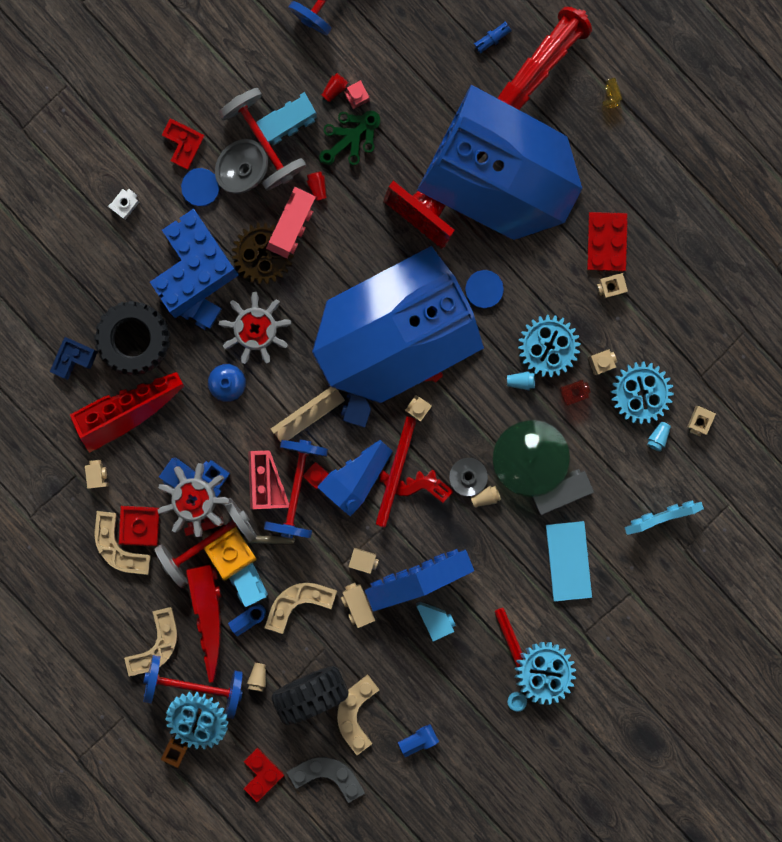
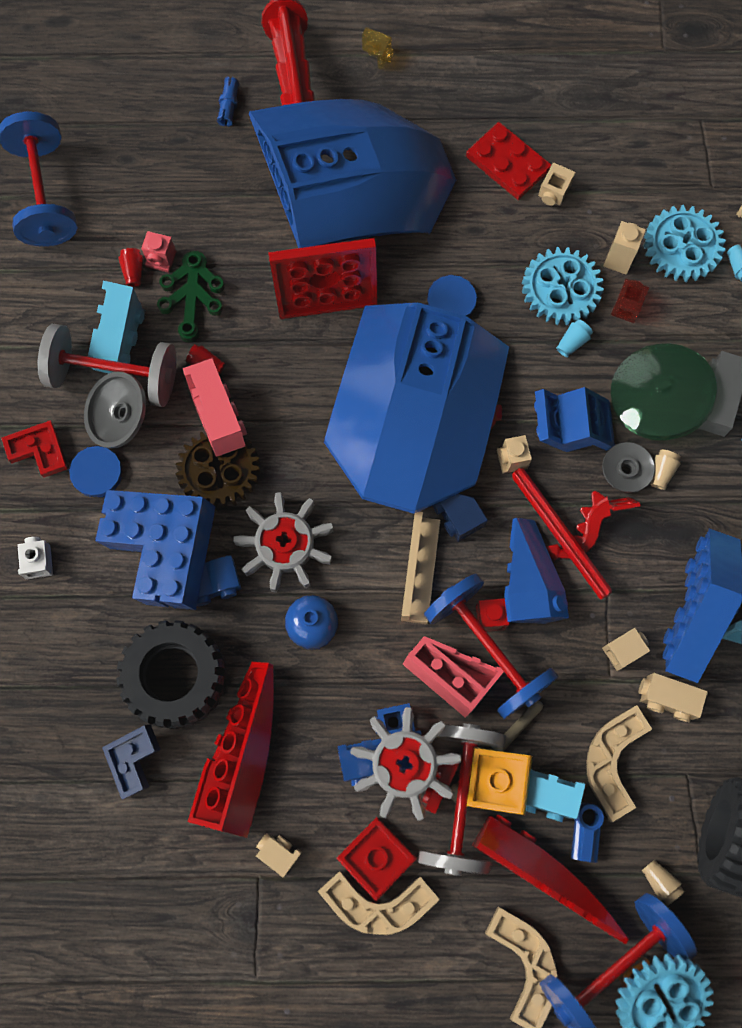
camera: 45 degrees left, 15 degrees down
(467, 424) = (574, 419): none -> blue bracket

